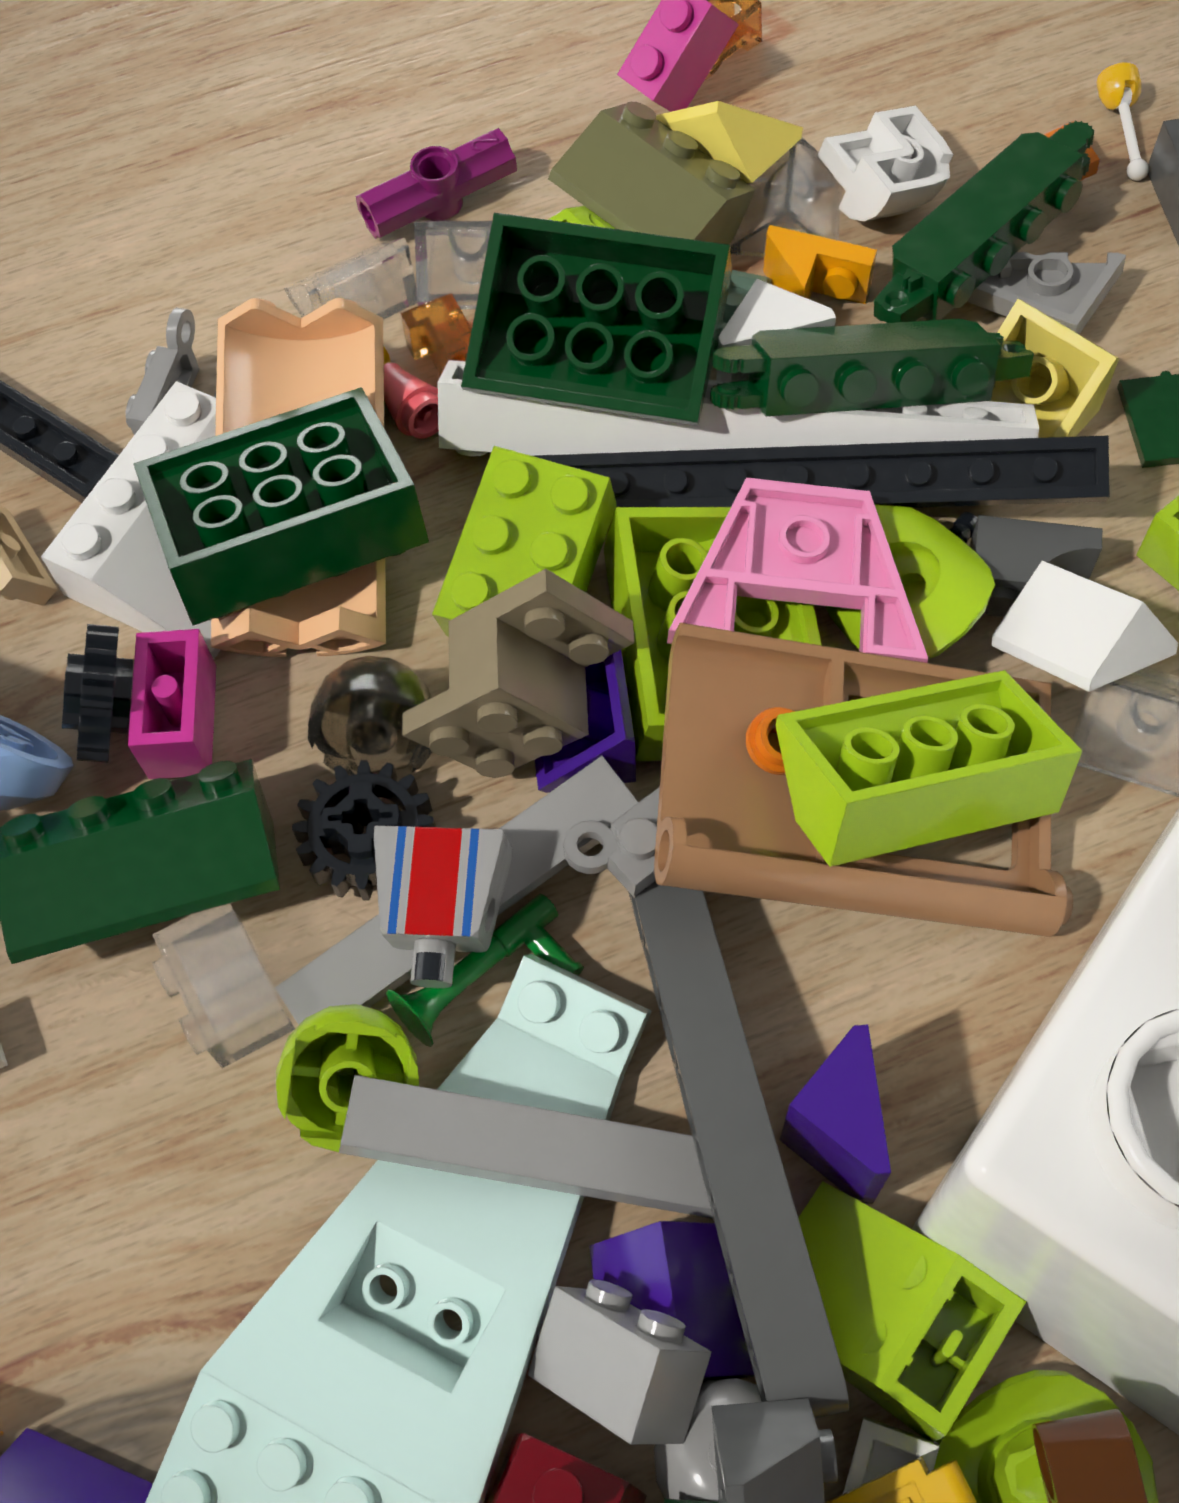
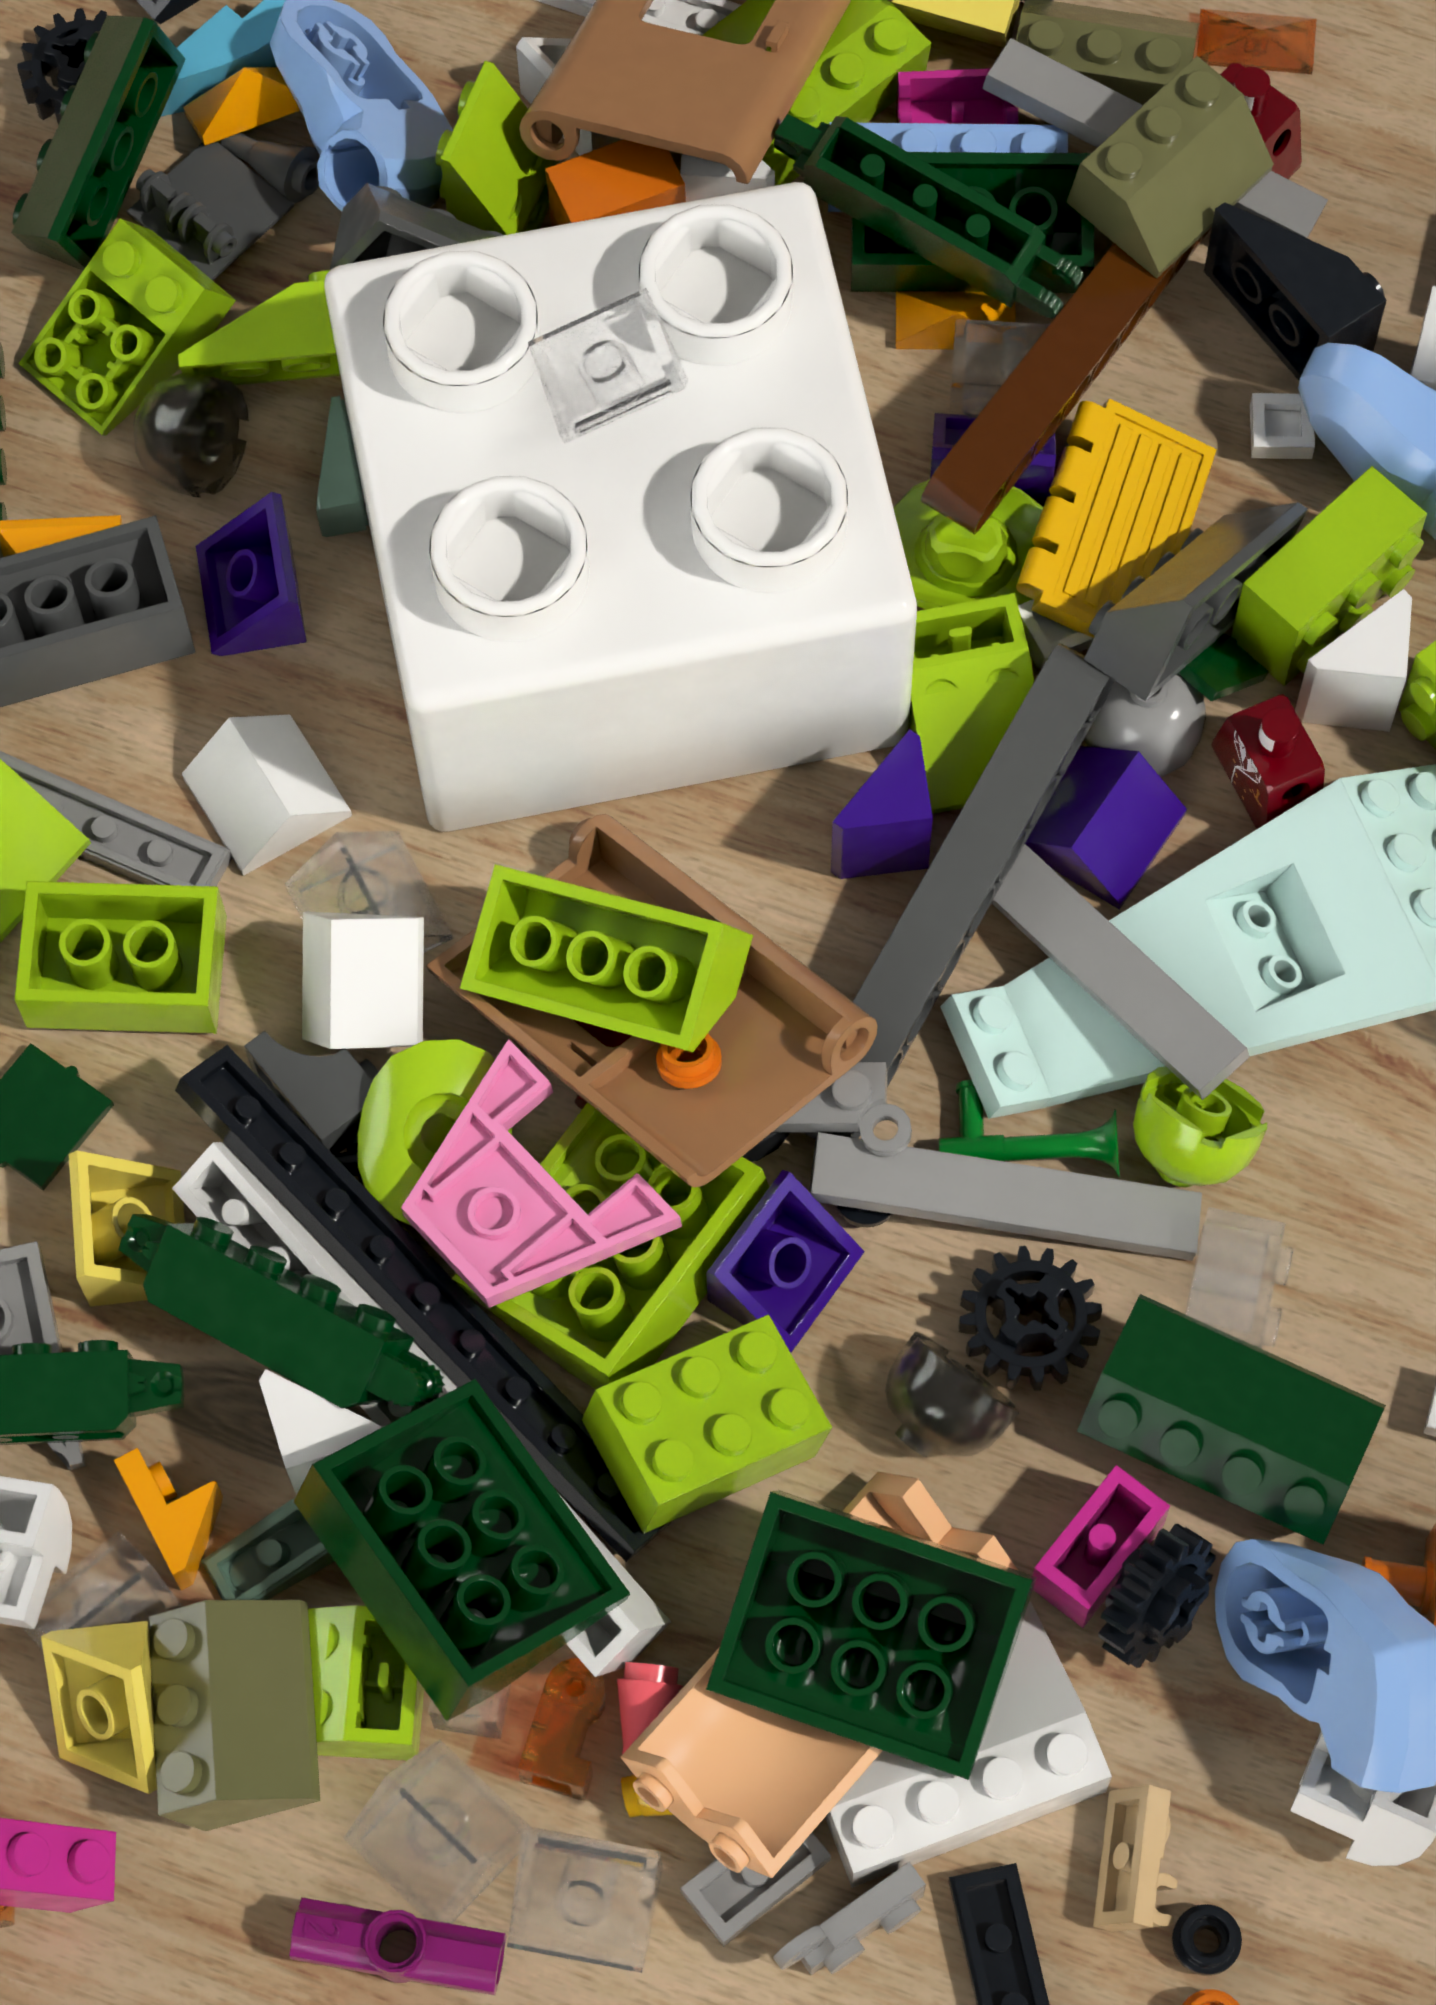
camera: 140 degrees left, 5 degrees up
(439, 893) = (1025, 1184): torso -> none
(518, 675) = (829, 1282): dark tan bracket -> none
(620, 1363) = (1172, 793): light grey brick -> none

